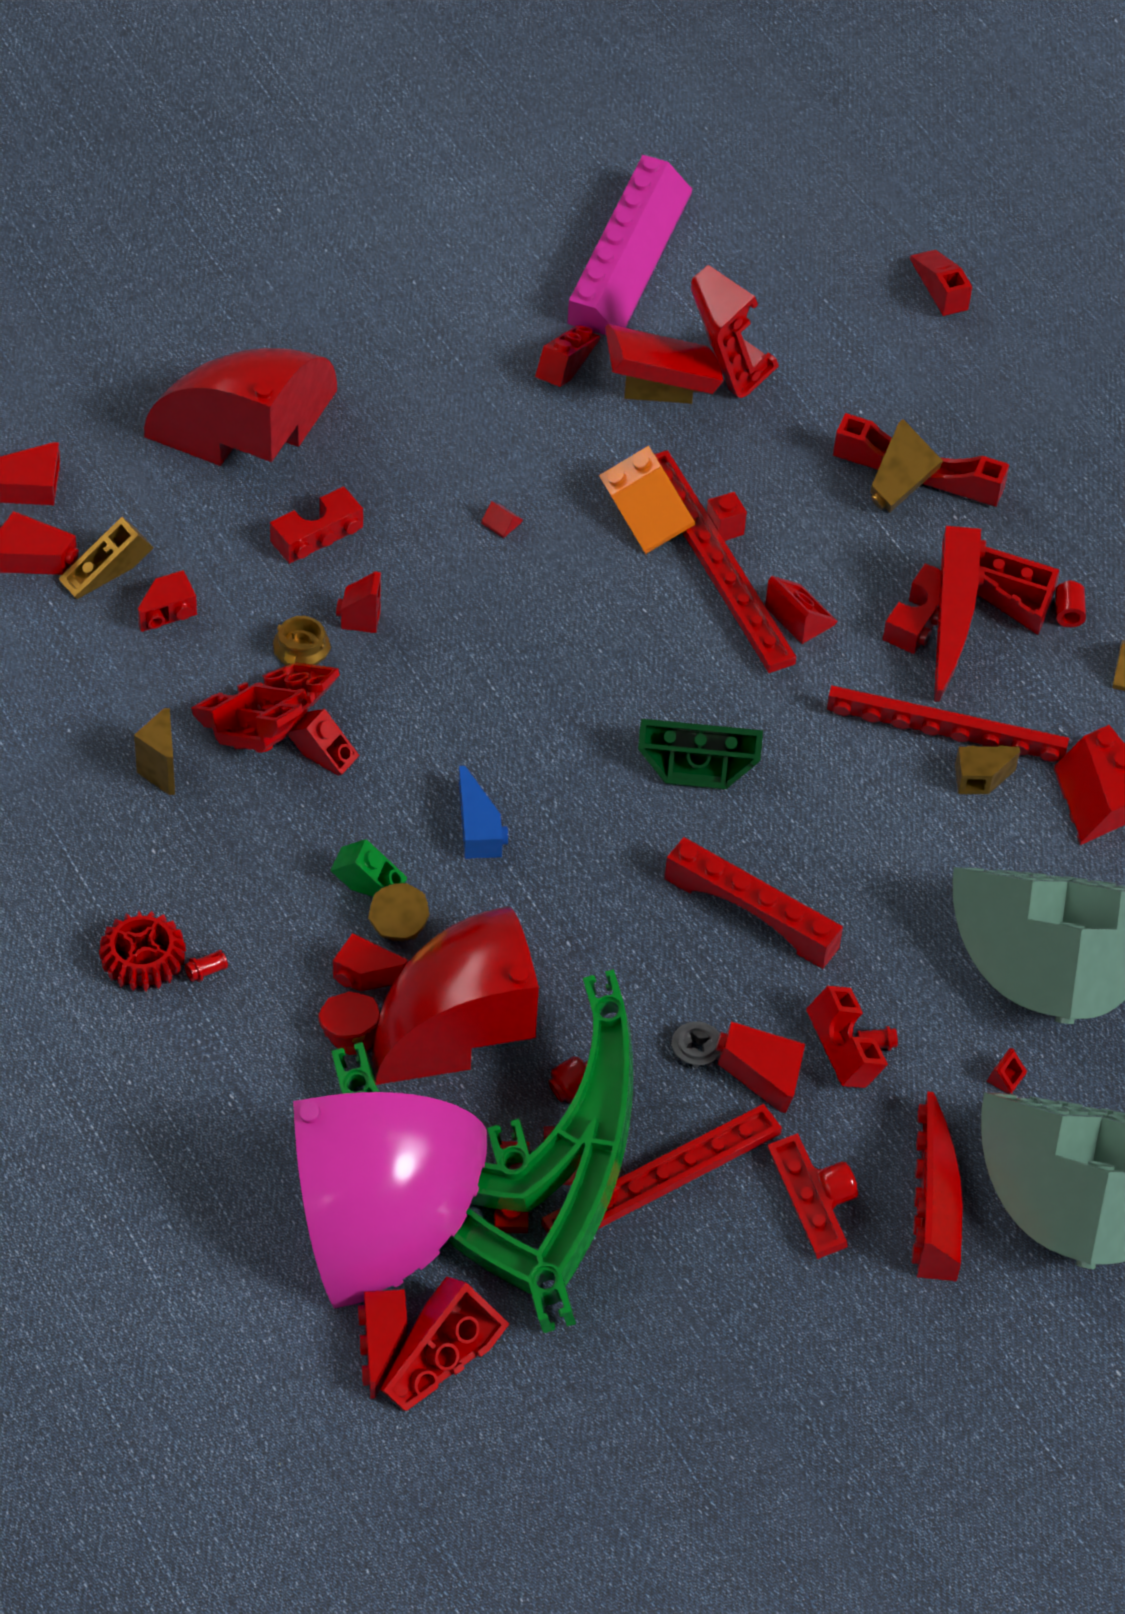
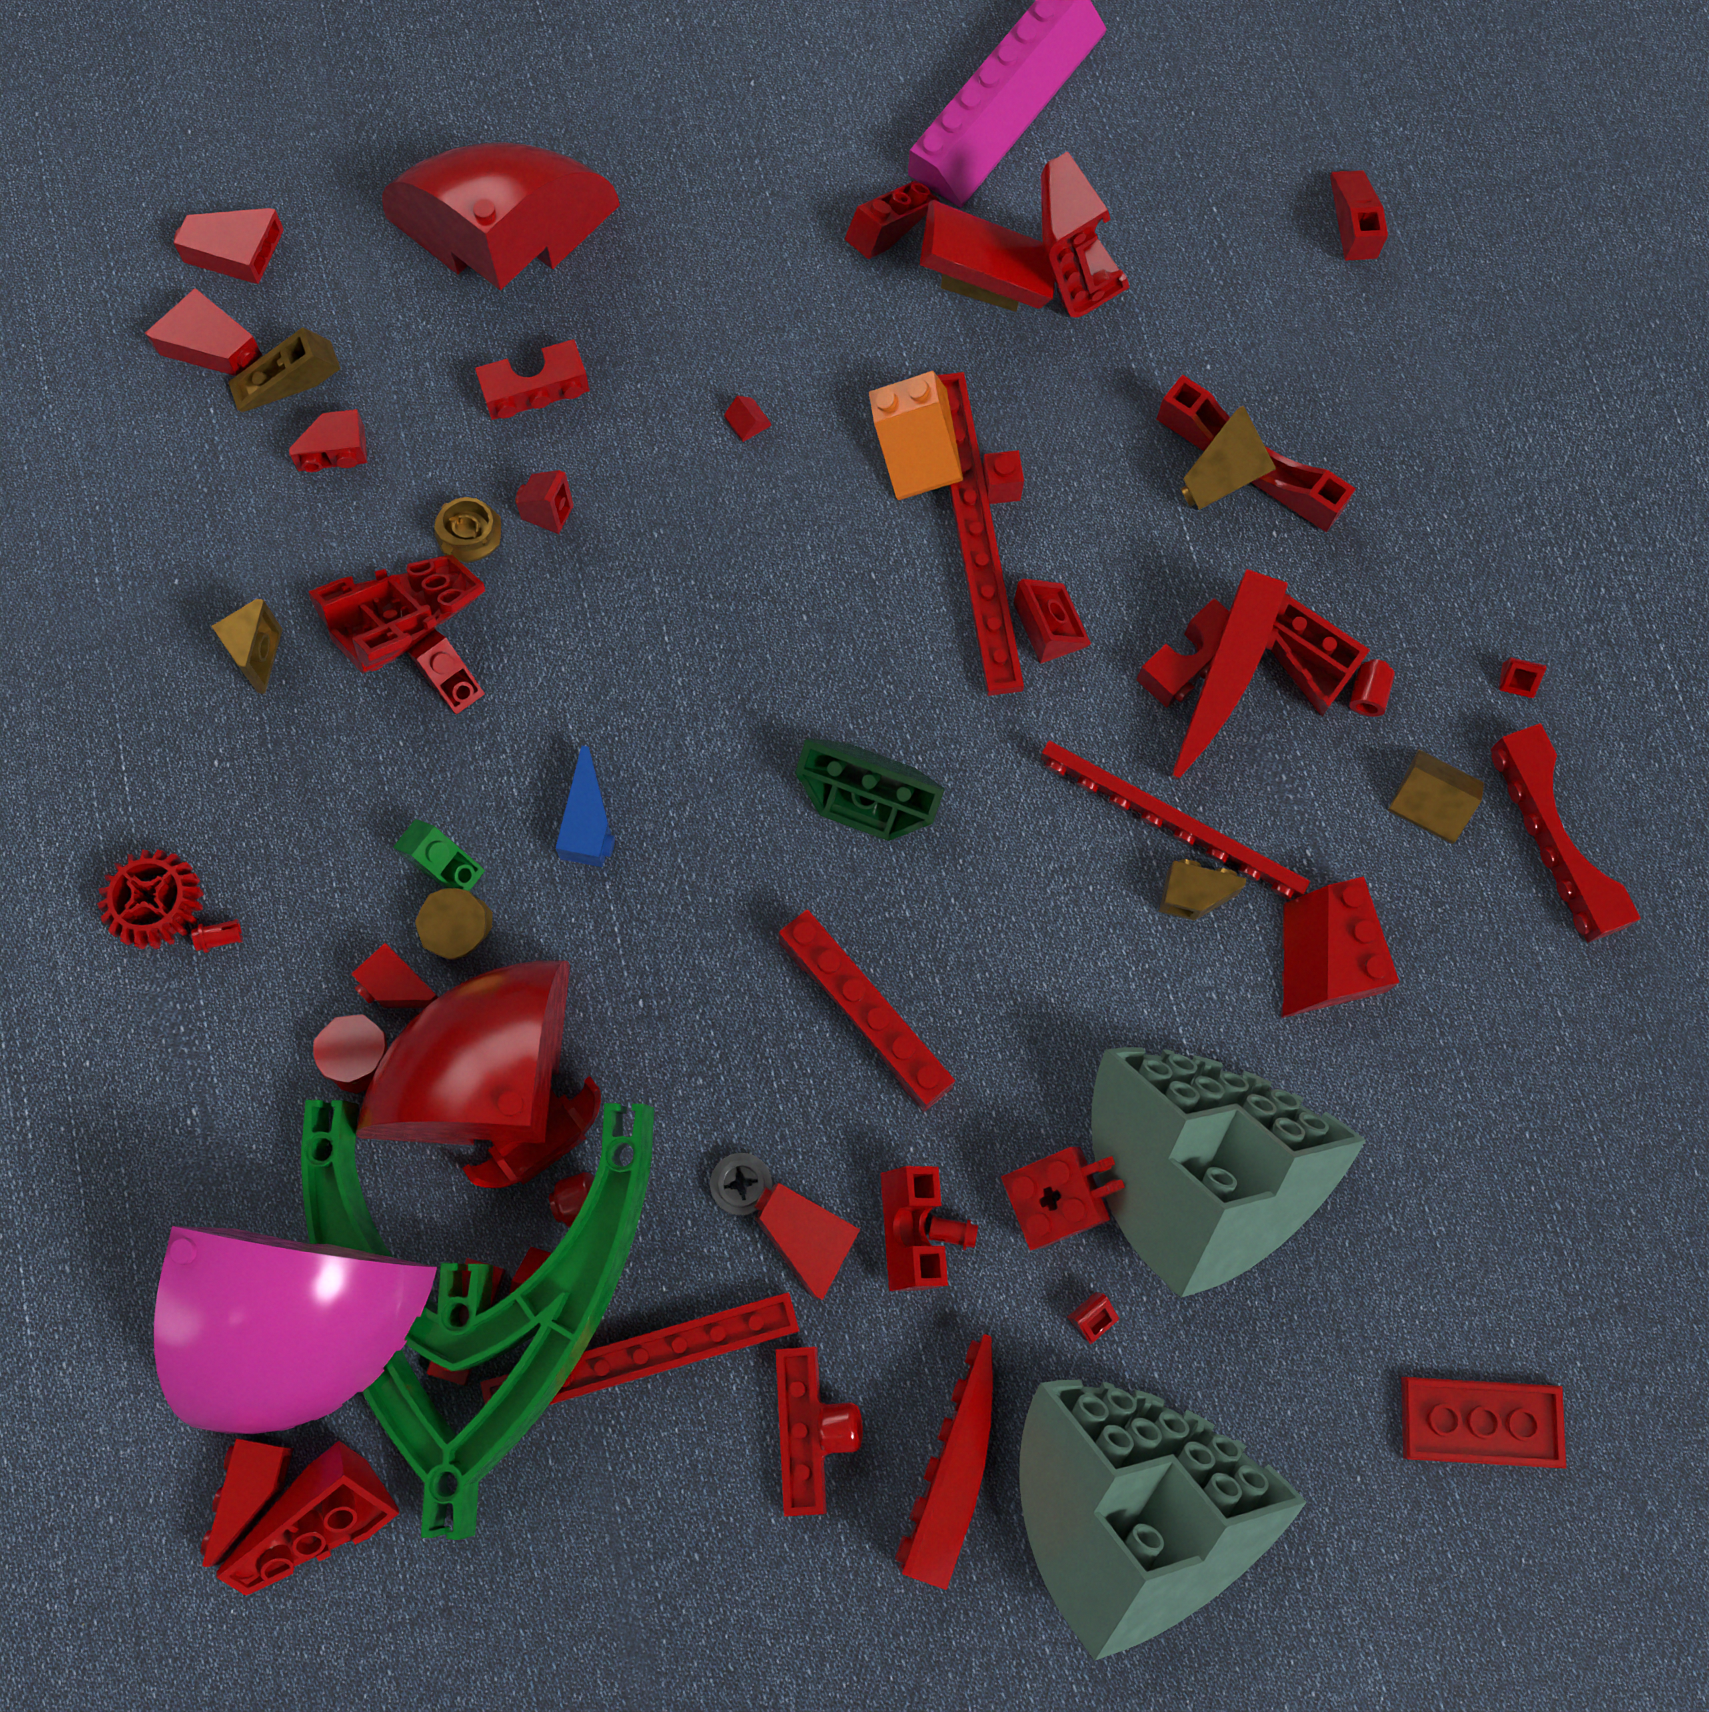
camera: 15 degrees right, 20 degrees up
(520, 1058) = (522, 1161): none -> red plate
(953, 970) = (1080, 1201): none -> red hinge

